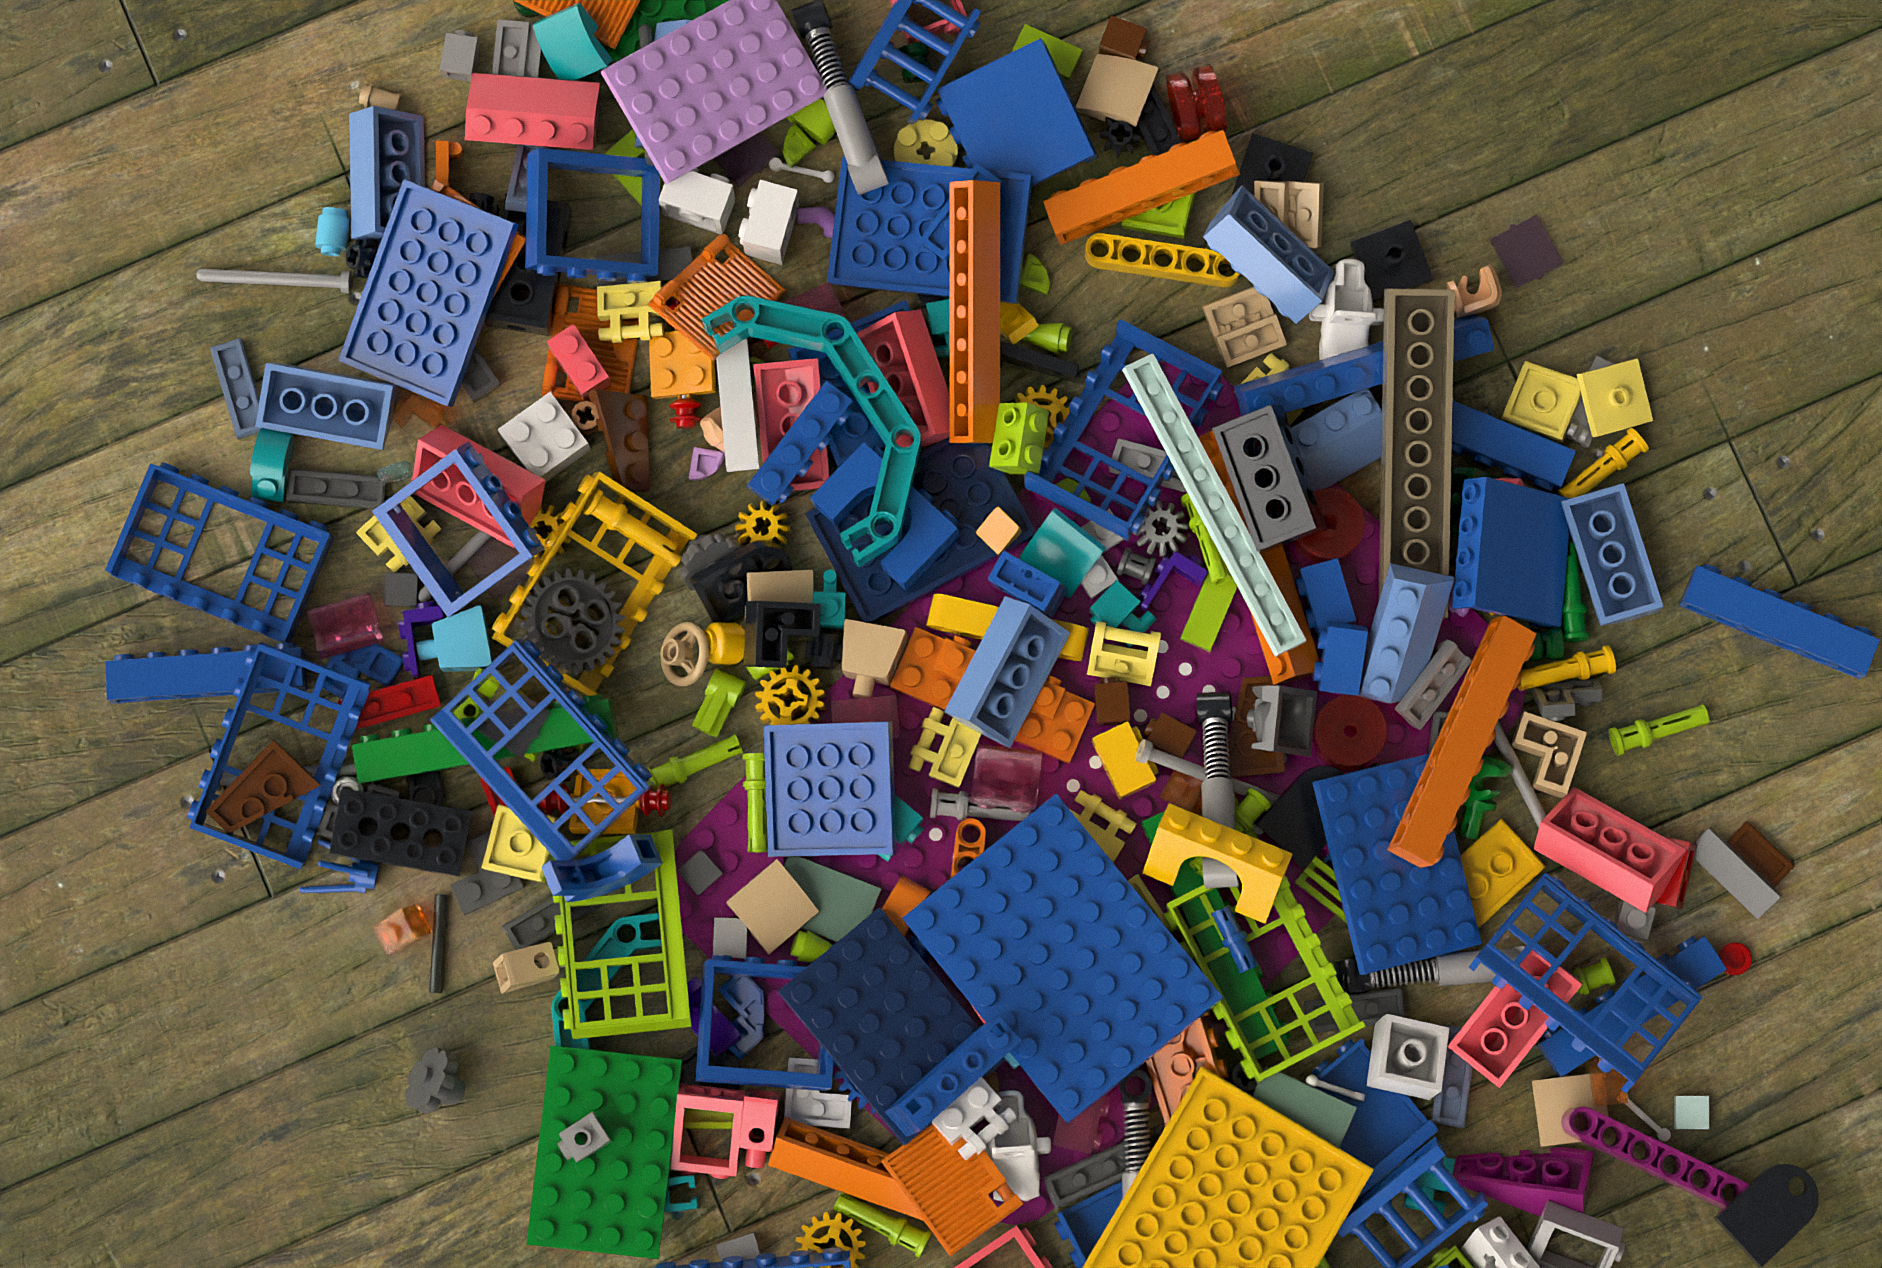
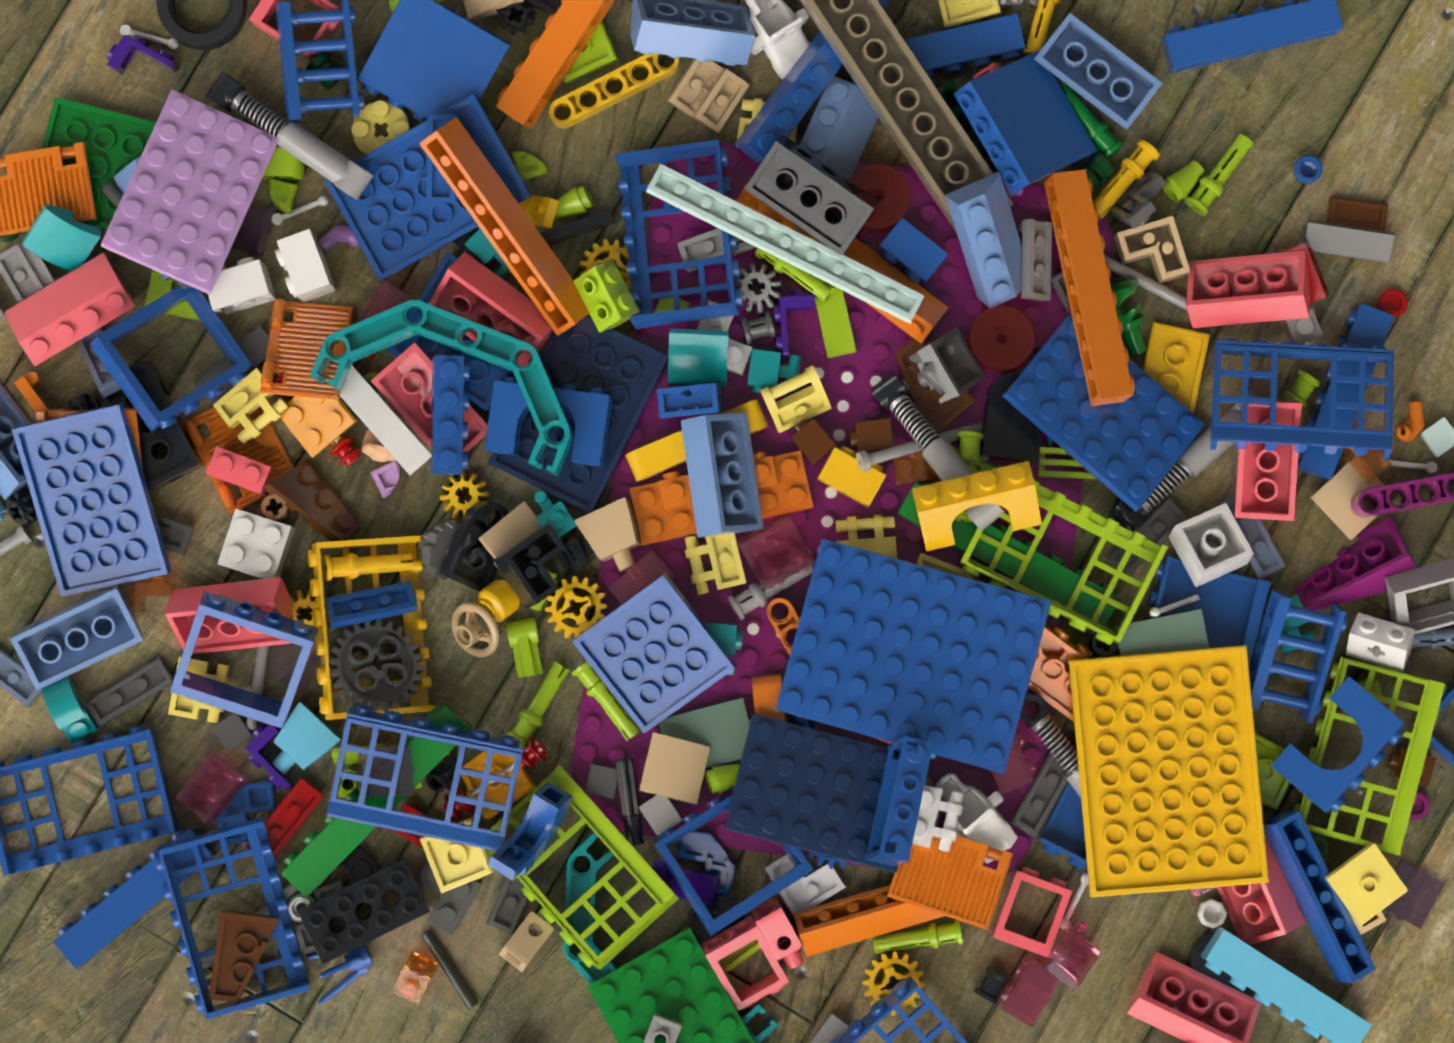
camera: 30 degrees left, 5 degrees up
(396, 472) = (164, 648): clear light blue tile -> none
(607, 563) = (370, 604): none -> blue plate
(710, 908) = (629, 801): none -> black axle
(998, 530) = (640, 375): light orange slope -> none
(1234, 939) = (1027, 551): blue pin -> none
(1341, 658) = (958, 289): blue brick -> none
(1619, 710) = (1182, 182): none -> lime cone
(1677, 1083) = (1414, 424): none -> orange arm
(1742, 781) = (1307, 169): none -> blue tile

